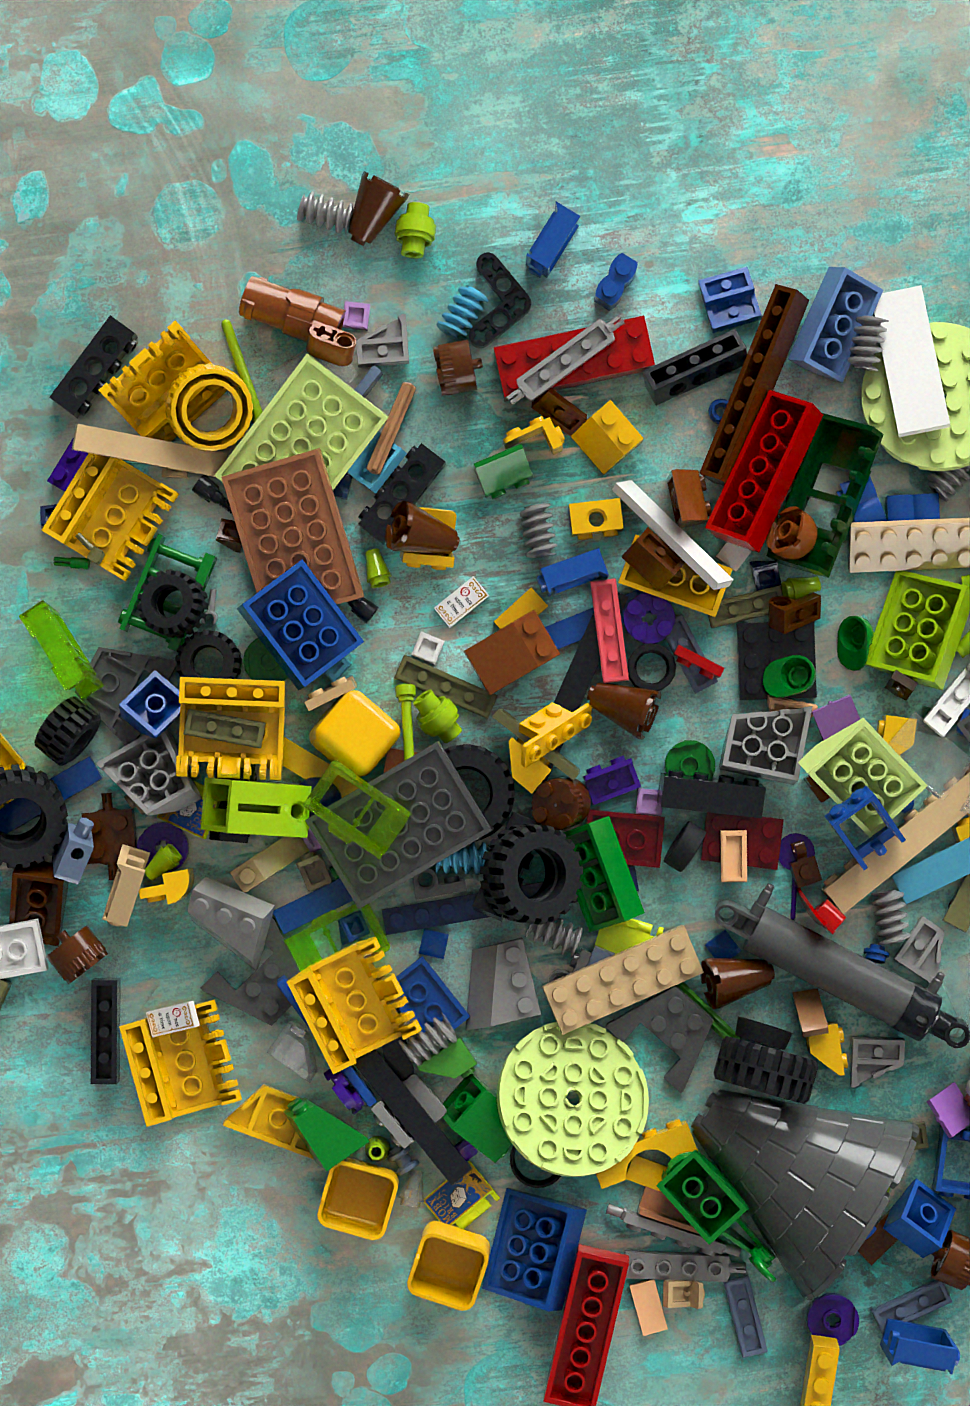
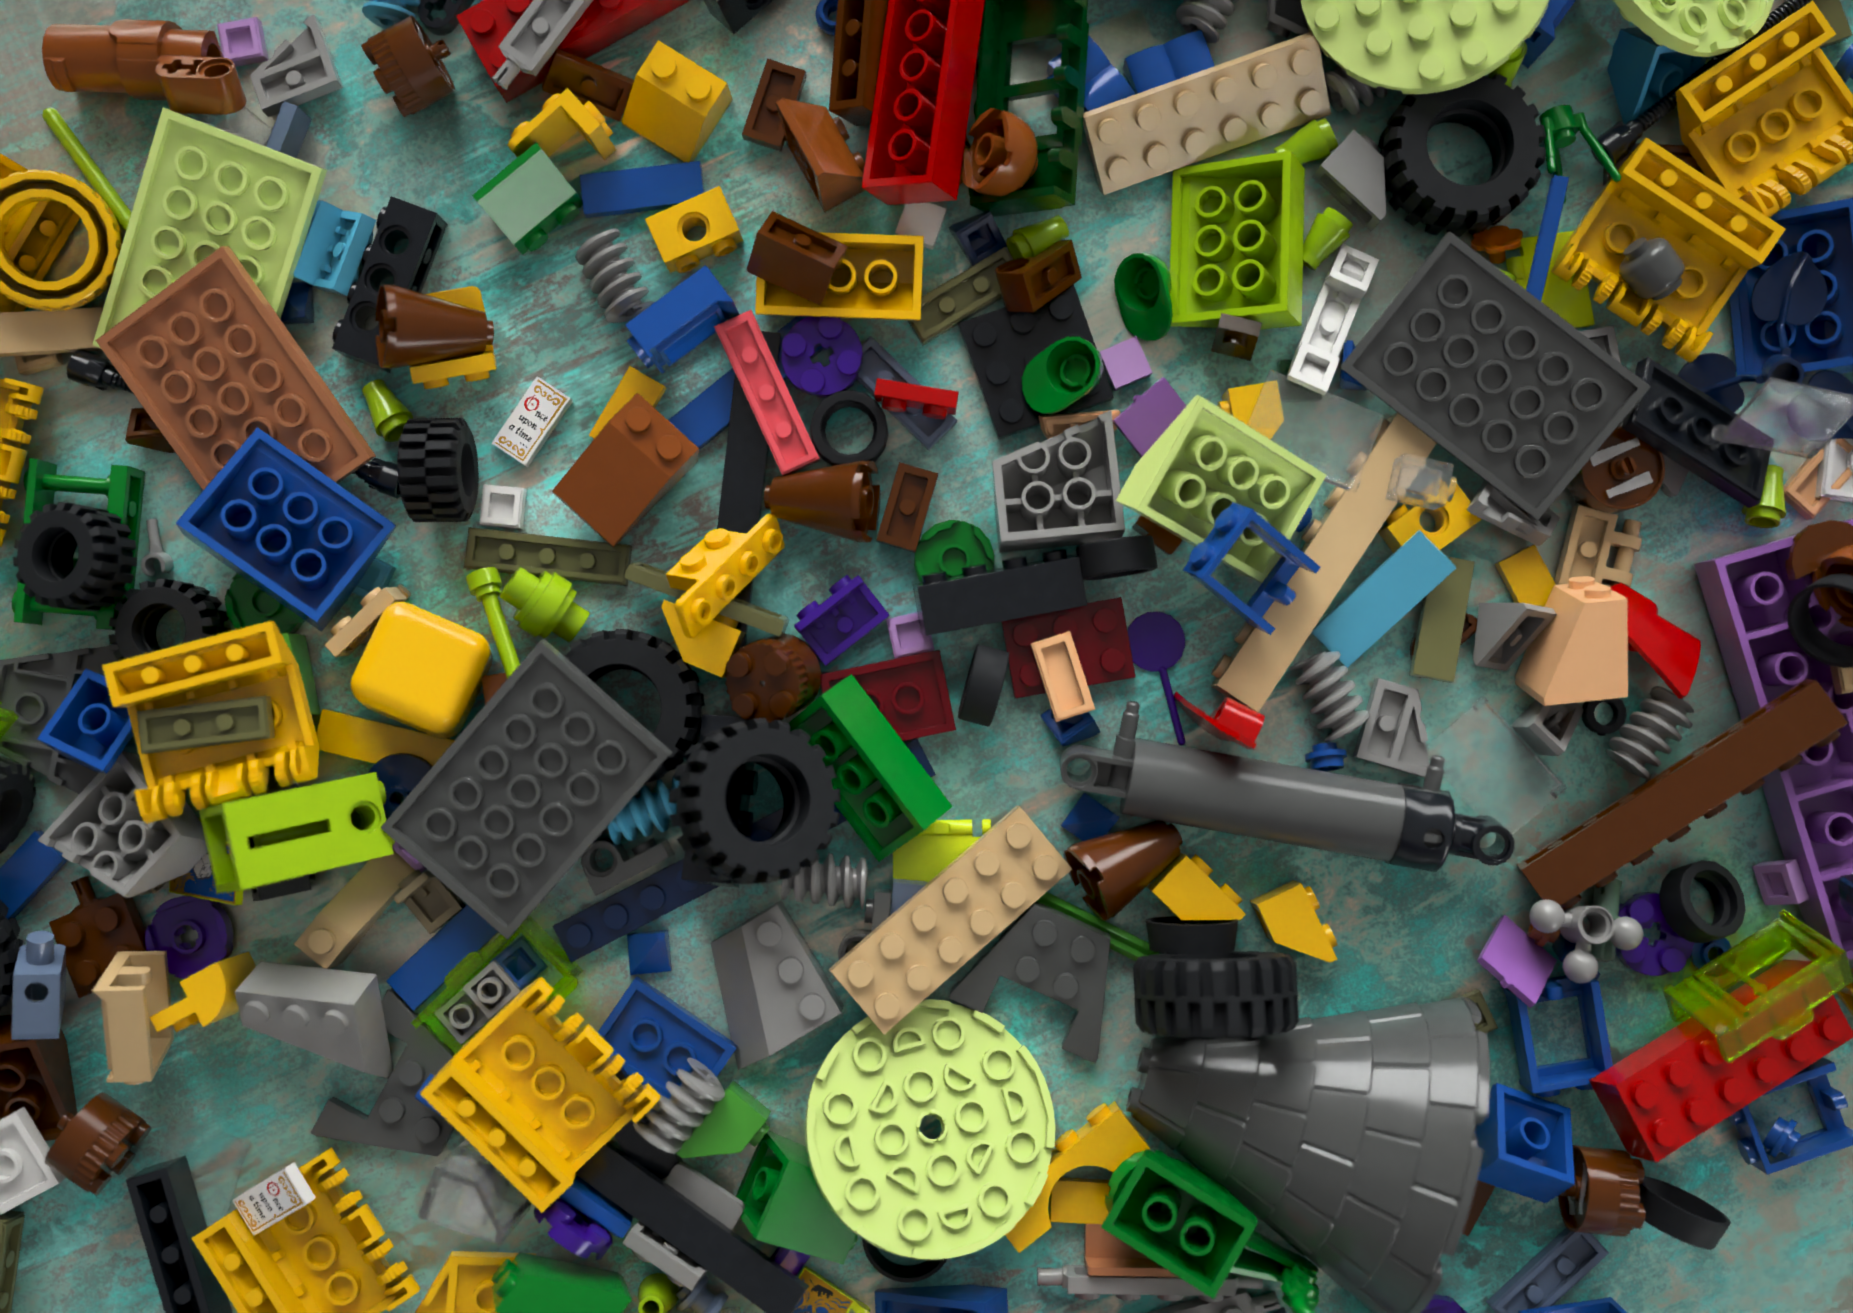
camera: 15 degrees left, 0 degrees up
(163, 861) = (188, 956): lime cone -> none
(325, 941) = (478, 1002): none -> light grey slope
(383, 831) = (504, 805): clear neon green piece -> none
(391, 428) = (341, 190): medium nougat axle -> none
(400, 617) = (438, 470): none -> black tyre
(571, 481) = (640, 188): none -> blue tile
(667, 455) = (763, 120): none -> reddish brown plate
(671, 725) = (907, 507): none -> reddish brown plate
(672, 534) = (816, 214): white tile -> none
(729, 889) = (1071, 729): none -> blue slope
(770, 1009) = (1192, 894): none -> yellow slope
(788, 795) = (1117, 557): none -> black tyre
(804, 868) = (1177, 661): reddish brown plate -> none
(810, 1012) = (1255, 880): medium nougat tile -> none
(830, 678) = (1125, 363): none -> lavender tile
(874, 1057) = (1373, 915): light grey wing -> none

